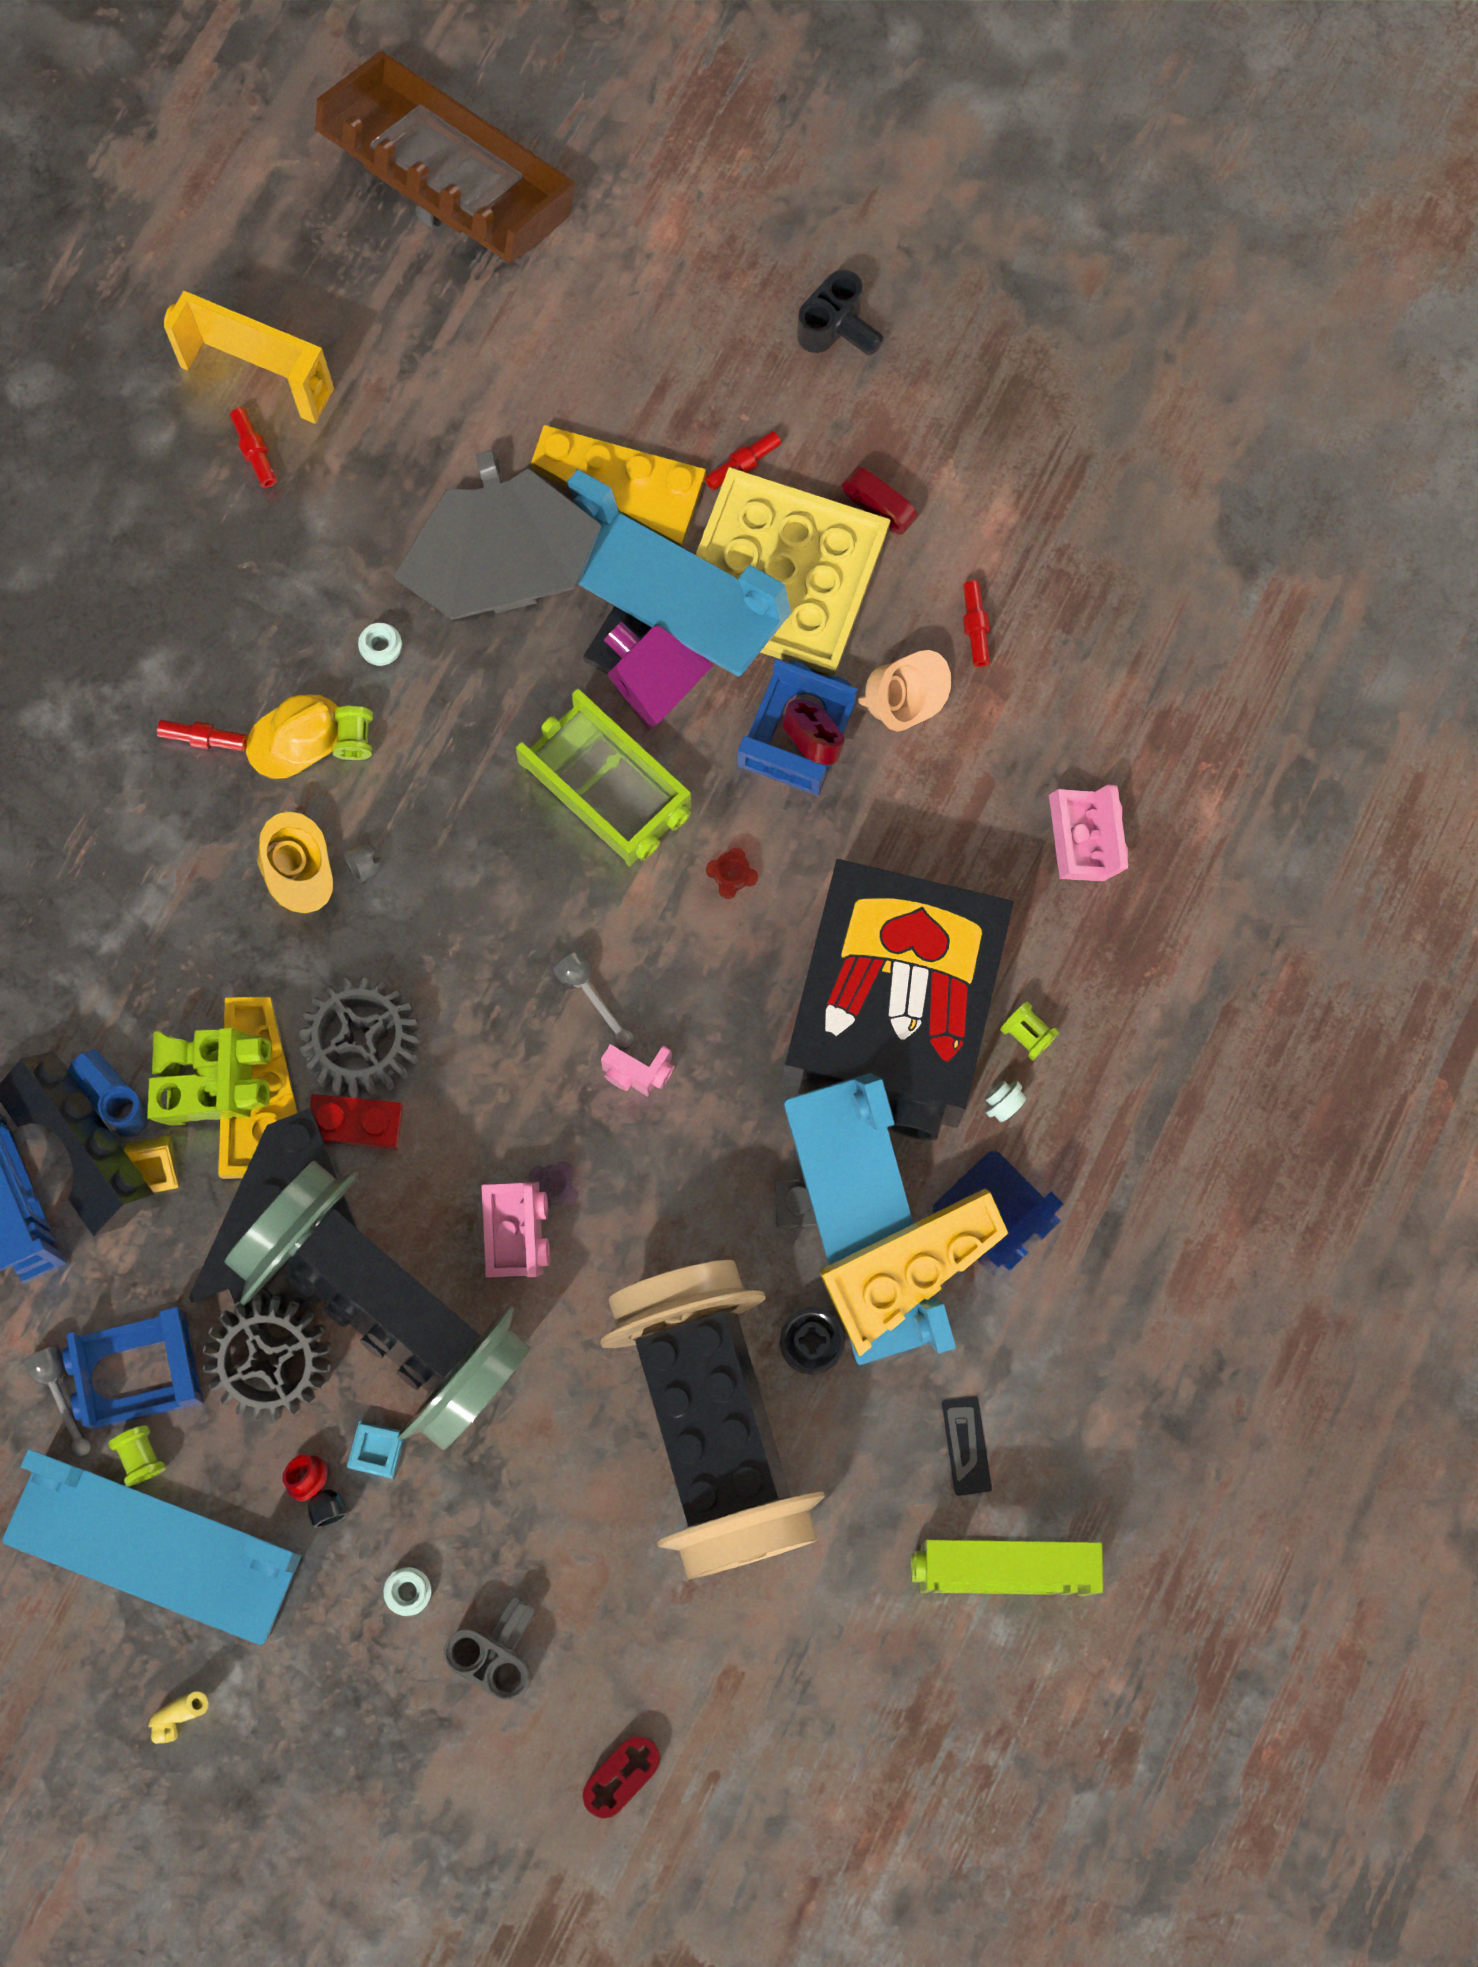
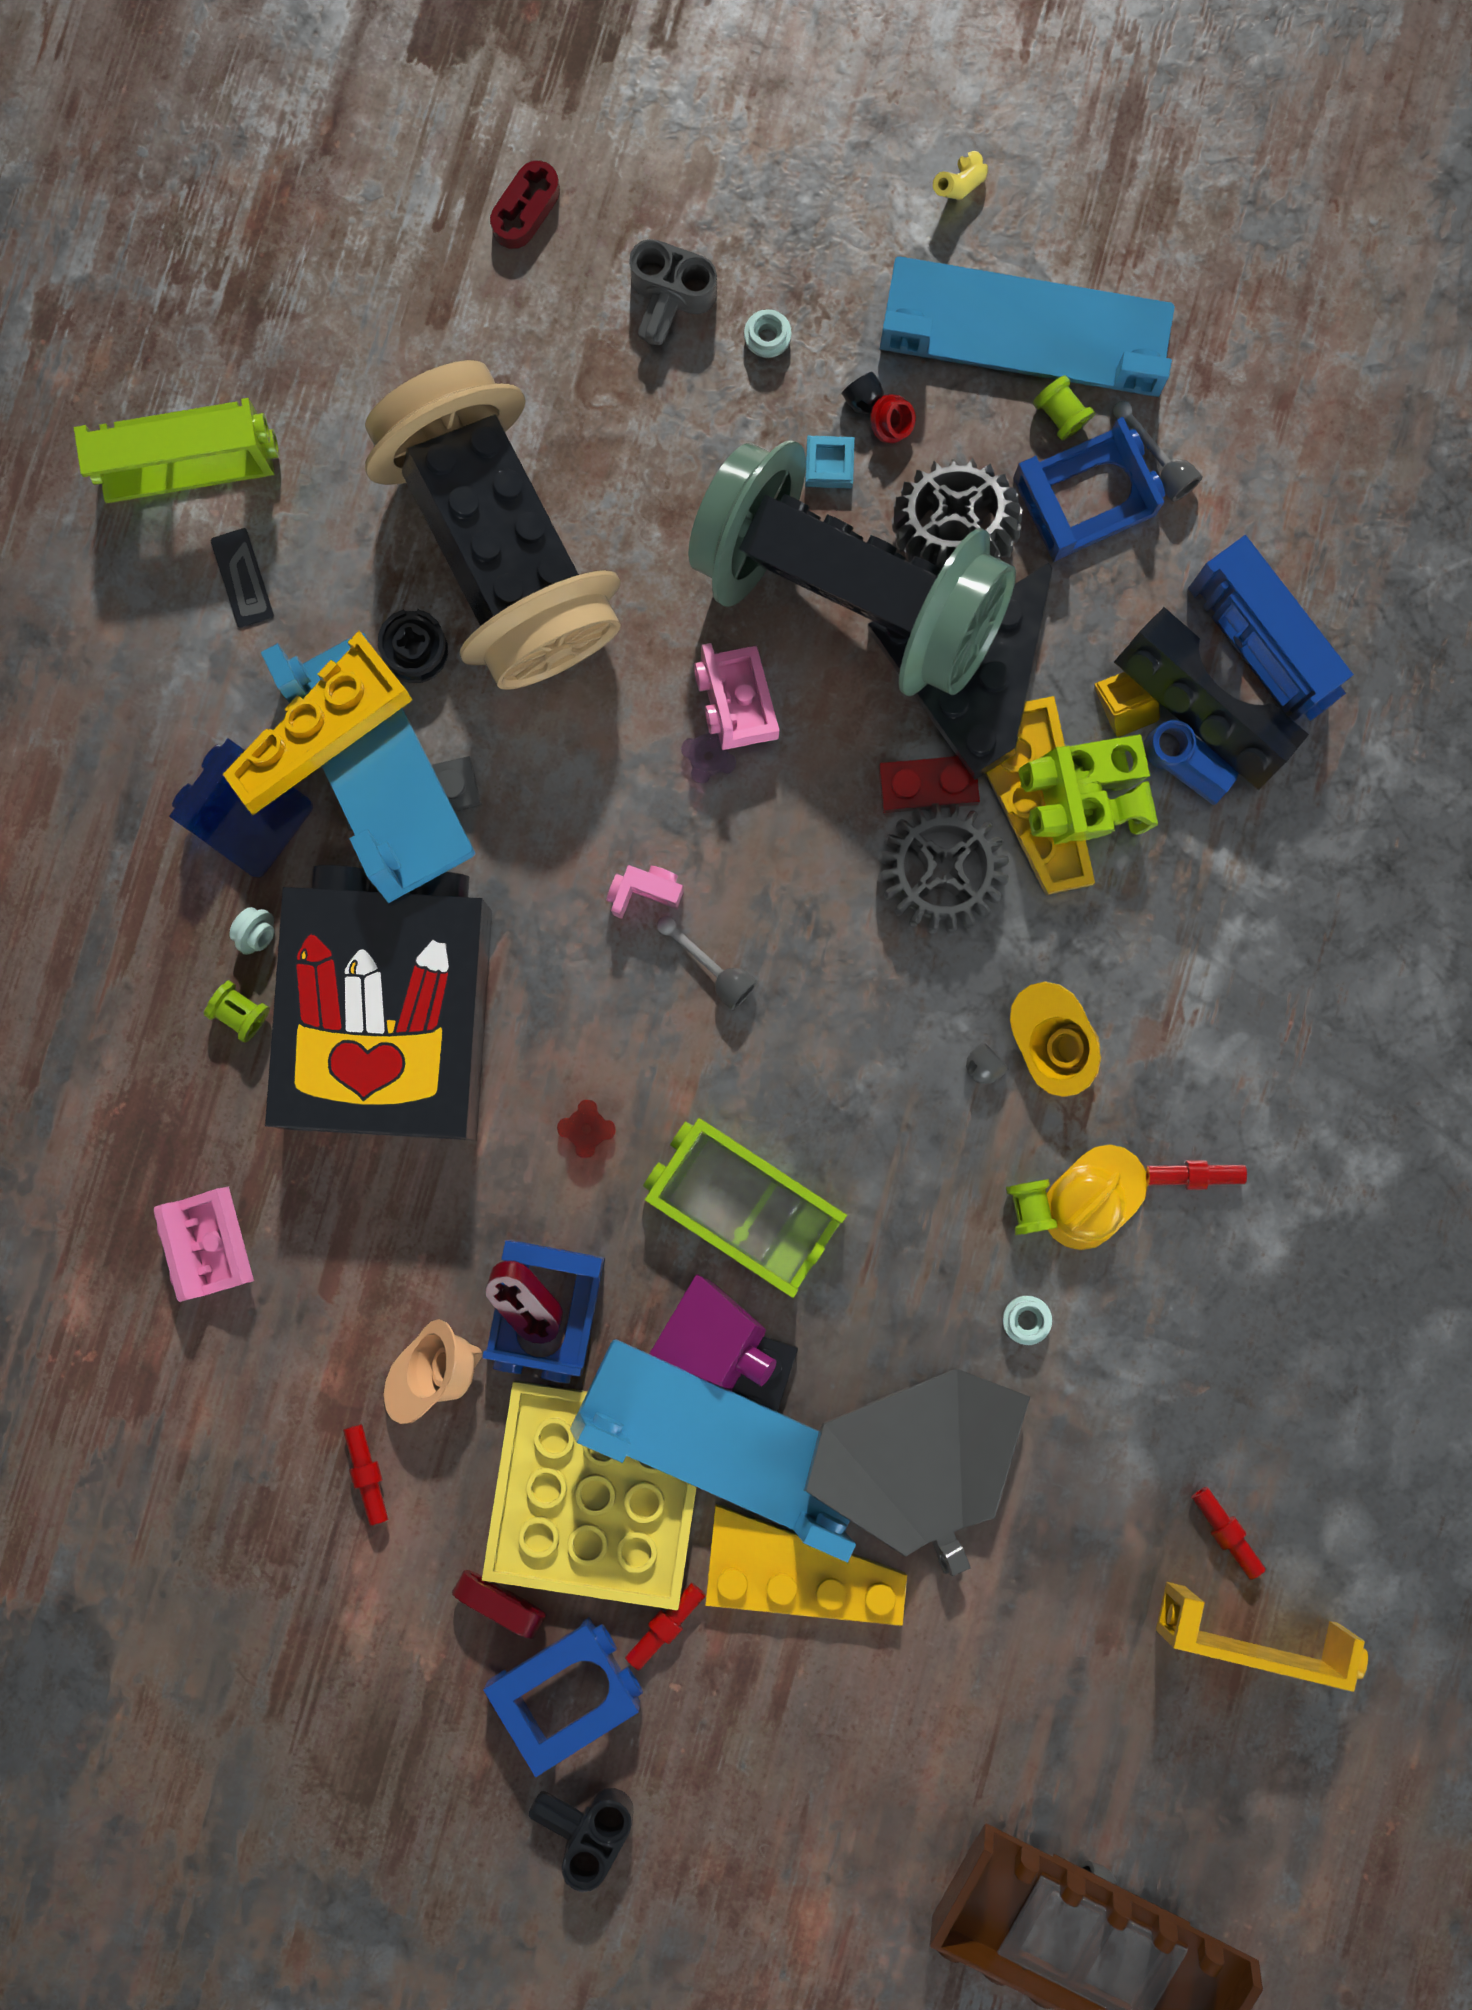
camera: 170 degrees right, 10 degrees up
(810, 453) = (582, 1644): none -> blue panel

